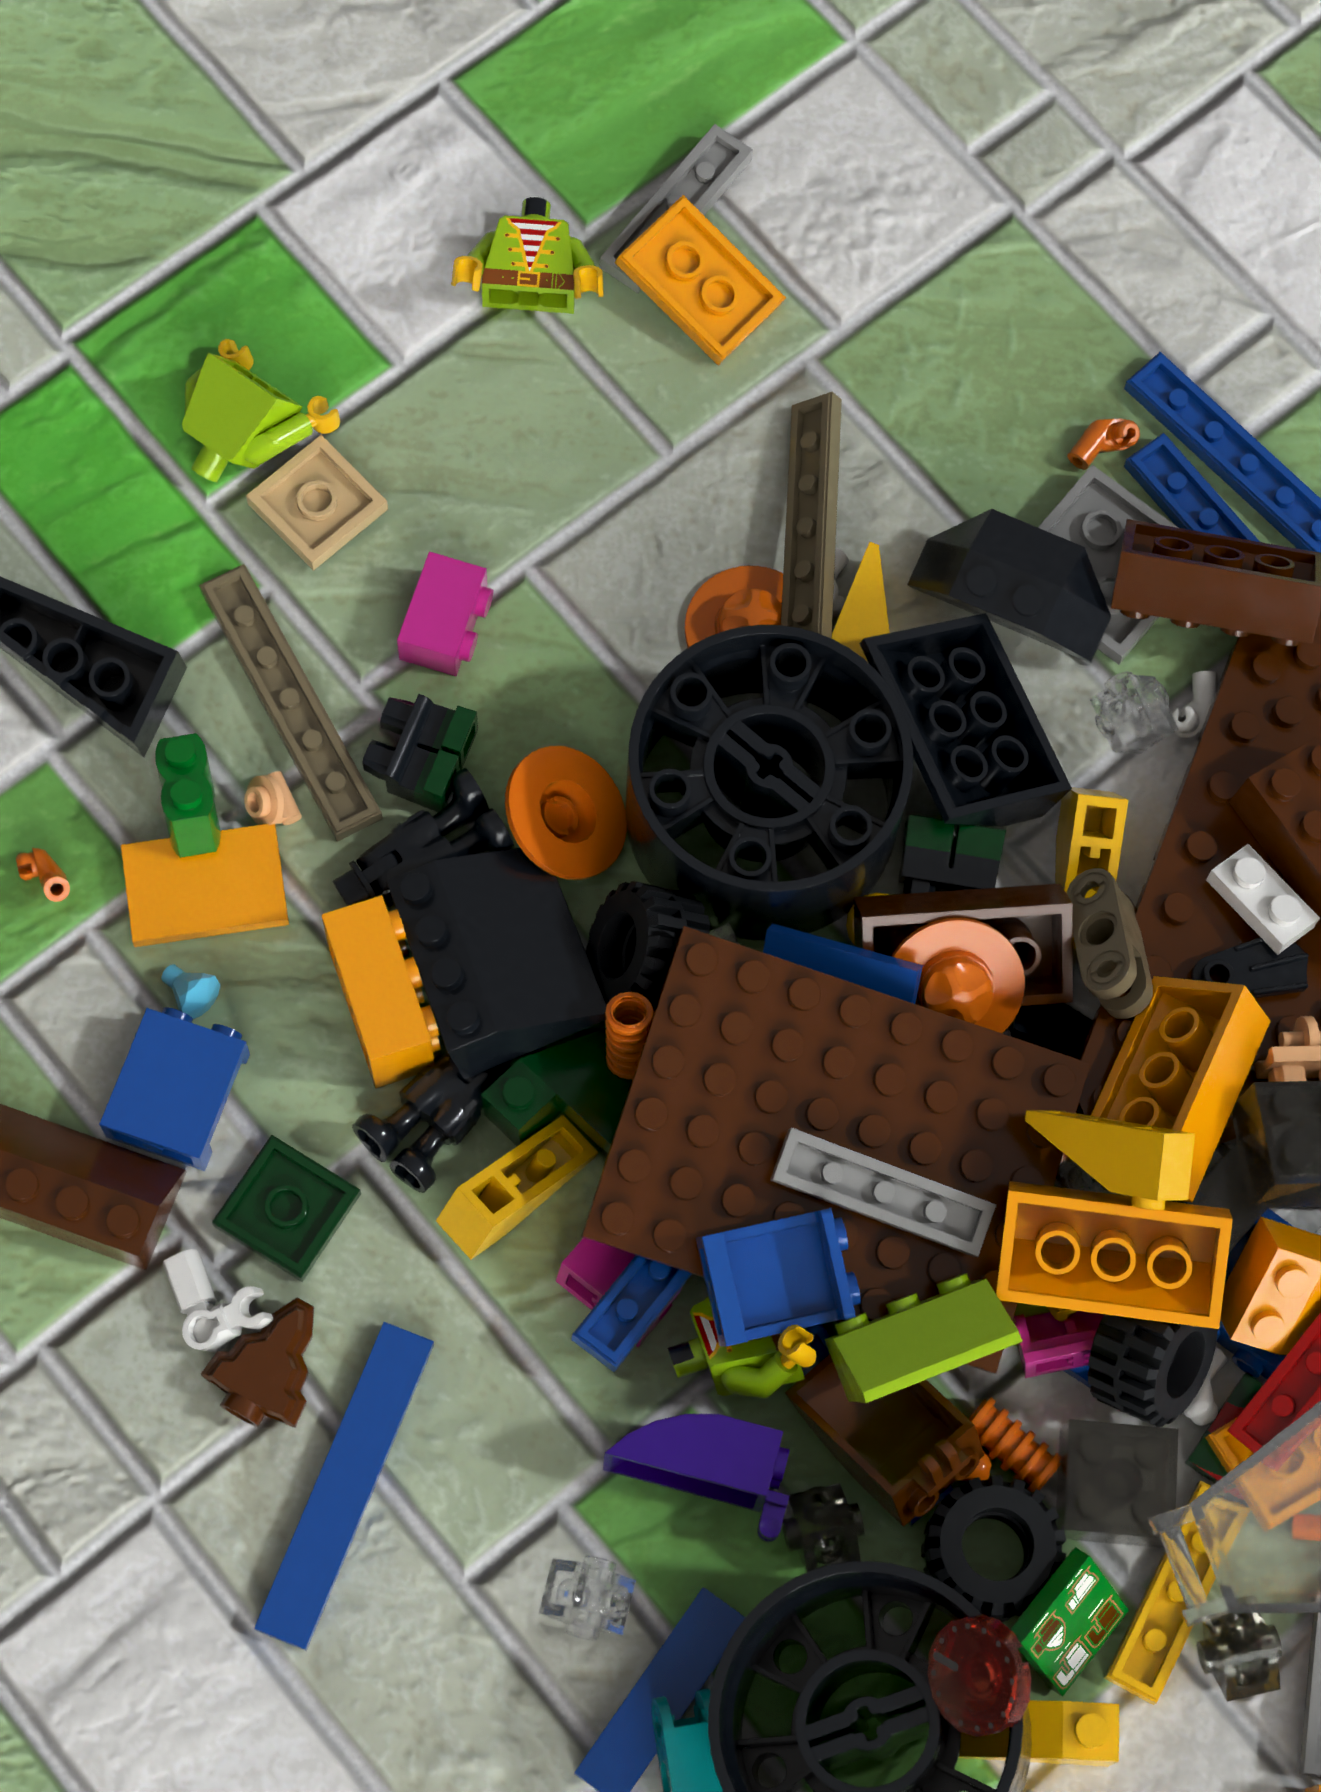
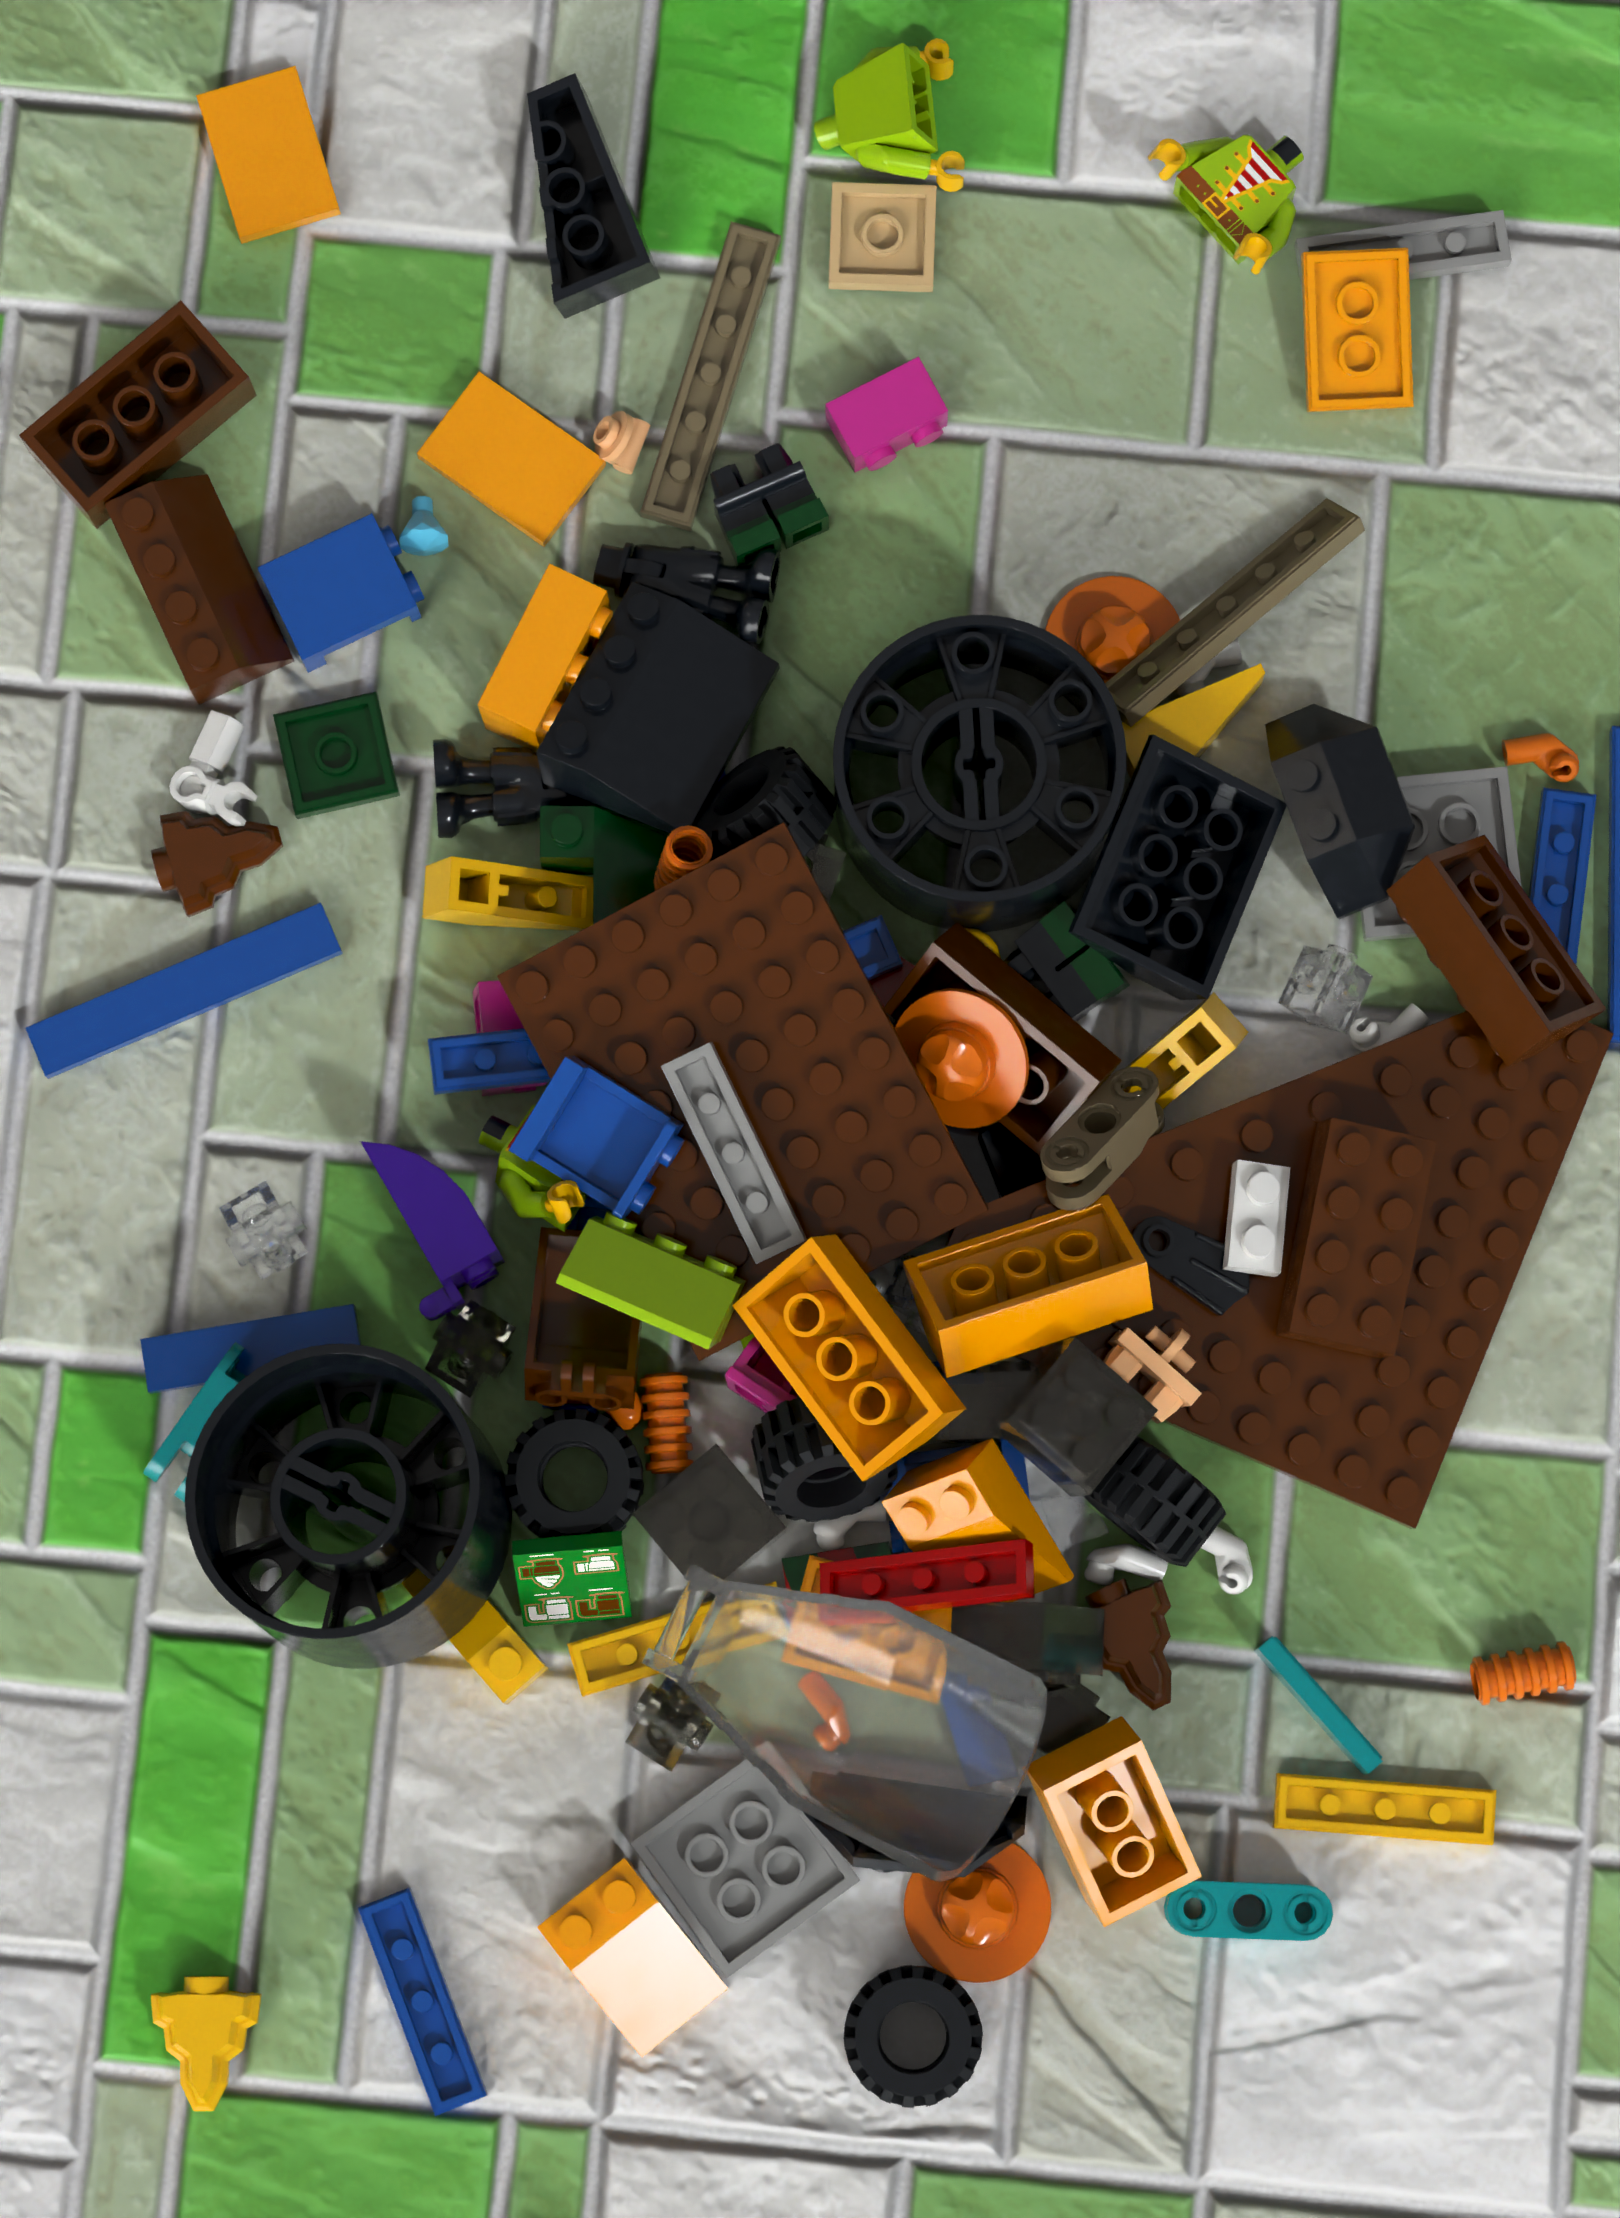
camera: 55 degrees right, 10 degrees up
(51, 876) = (407, 349): orange arm -> none
(187, 795) = (557, 379): green brick -> none
(565, 812) = (813, 652): orange hat -> none
(844, 961) = (886, 963): blue tile -> none
(979, 1675) = (432, 1536): clear red tile -> none
(1123, 1155) = (917, 1290): yellow slope -> none

